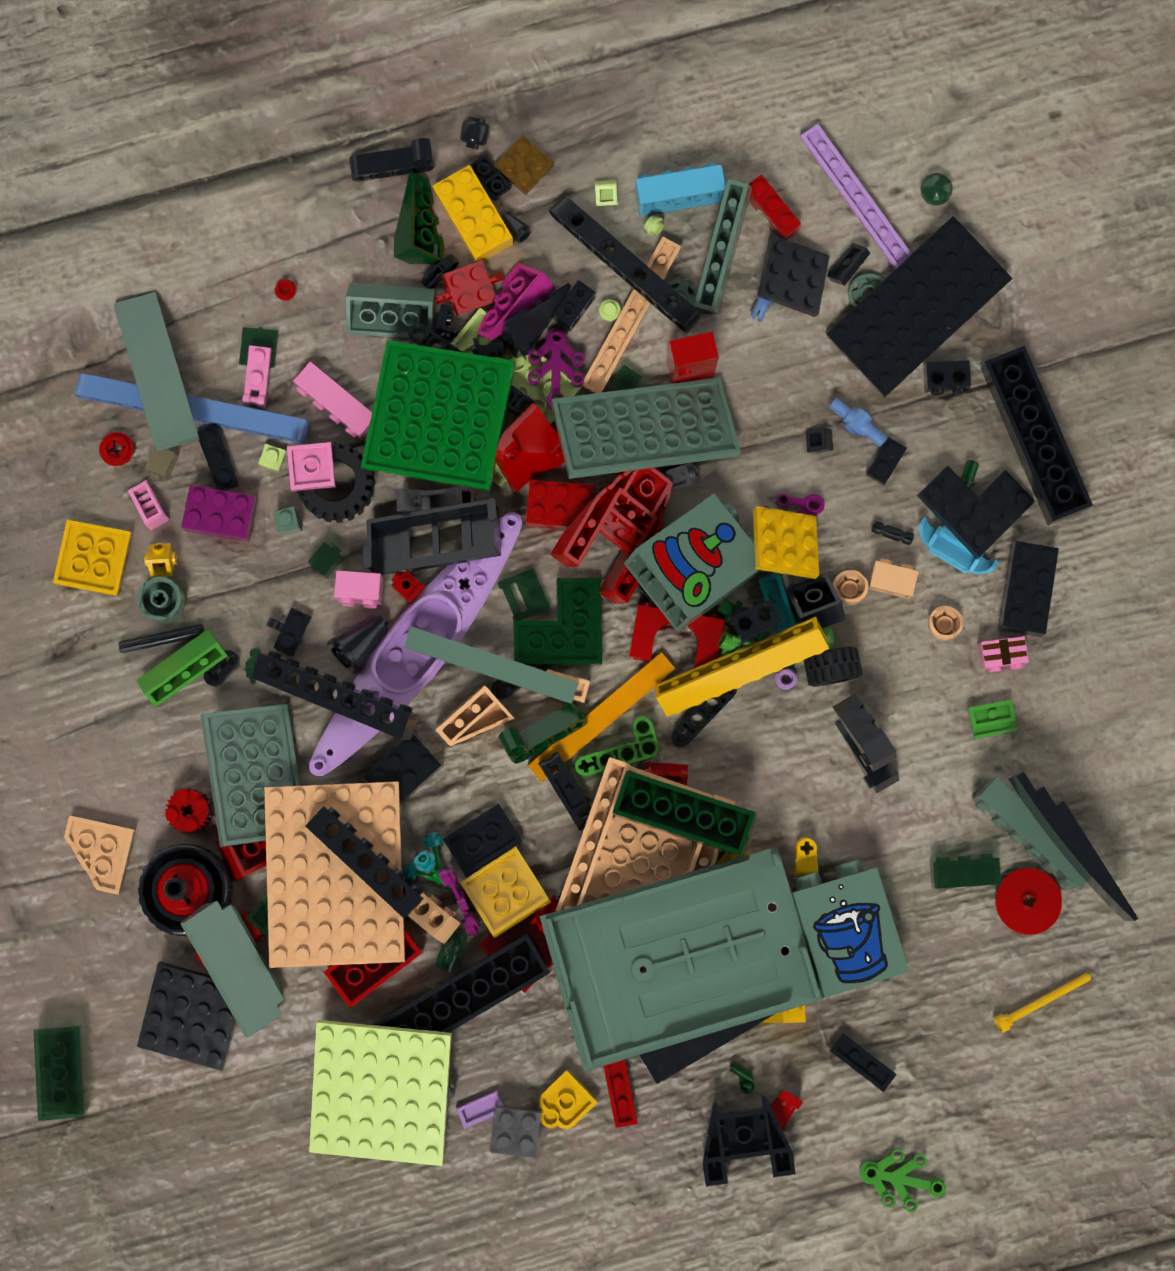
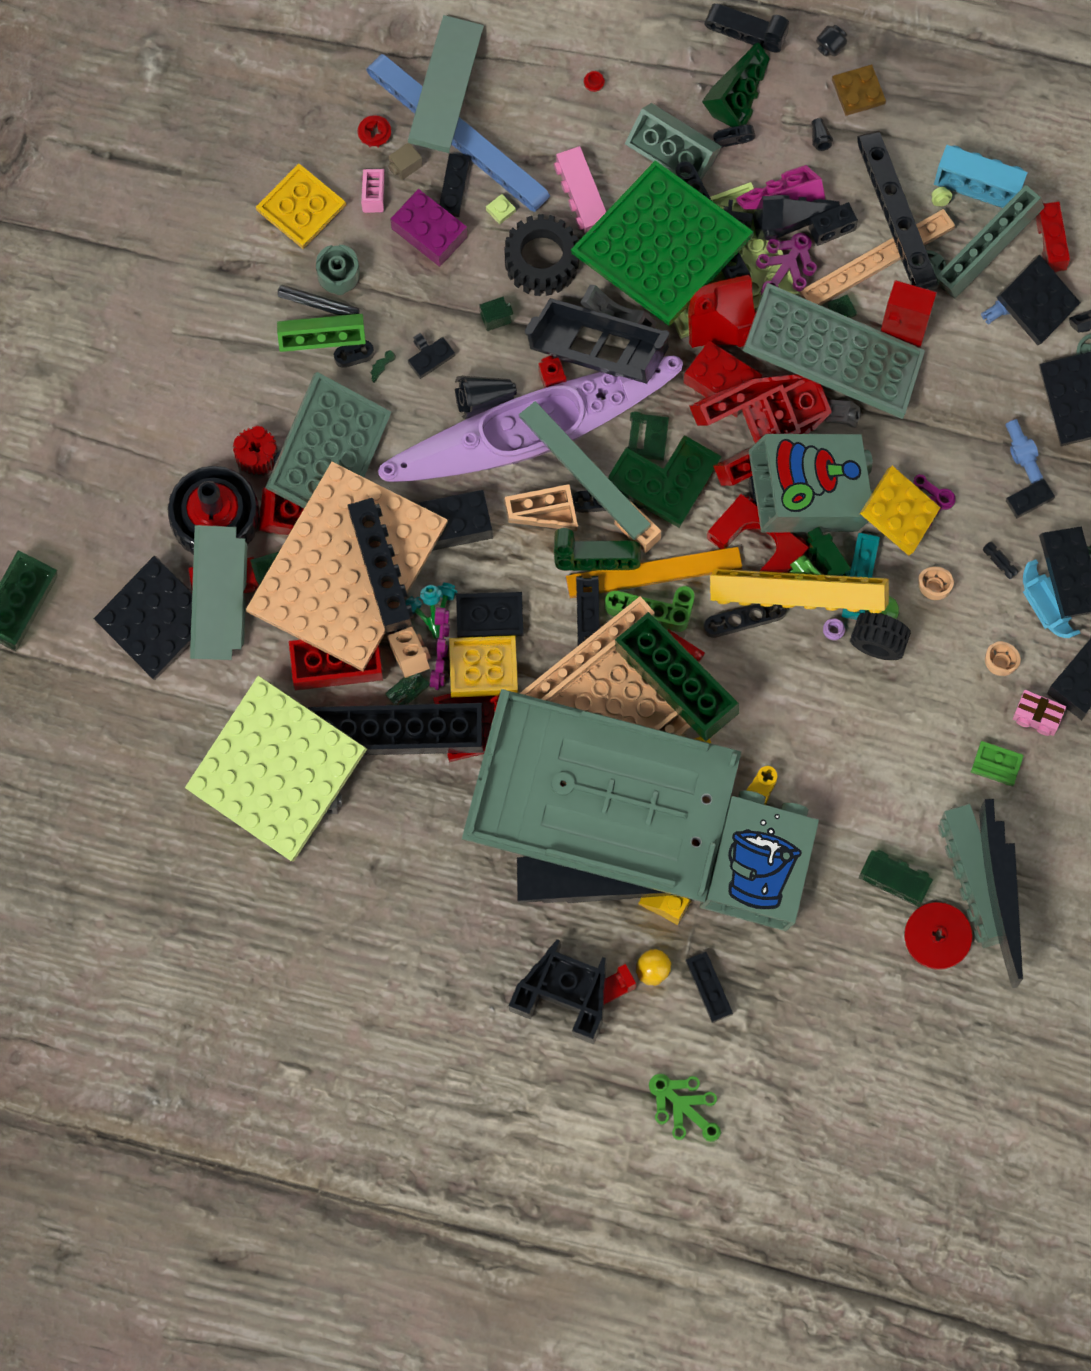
camera: 30 degrees right, 10 degrees down
(101, 851) = (162, 443): light nougat plate -> none
(160, 560) = (357, 236): yellow brick -> none
(257, 376) = (528, 136): bright pink plate -> none
(261, 338) = (543, 115): clear green piece -> none
(267, 672) = (403, 384): black brick -> none
(287, 521) = (481, 264): sand green brick -> none
(311, 466) = (529, 226): bright pink plate -> none
(359, 588) = (509, 350): bright pink brick -> none
(445, 318) = (714, 177): black bracket -> none
(468, 287) = (751, 161): red plate -> none
(473, 214) = (790, 105): yellow brick -> none
(479, 1109) = (352, 837): lavender tile -> none
(490, 178) = (822, 83): black slope -> none
(515, 1131) = (371, 869): flat silver brick -> none
(565, 1102) = (428, 872): yellow plate -> none
(606, 193) = (915, 149): yellowish green slope -> none
(609, 310) = (861, 244): yellowish green plate -> none
(620, 1094) = (483, 885): red plate -> none
(745, 1077) = (598, 942): dark green arm -> none
(758, 625) = (834, 561): black brick -> none
(805, 1071) = (653, 967): none -> yellow hair
(816, 599) = (902, 573): black brick -> none
(819, 440) = (982, 449): black slope -> none
(867, 743) = (871, 716): black wedge -> none
(893, 579) = (977, 596): light nougat brick -> none
(1005, 1021) = (856, 1025): yellow piece -> none

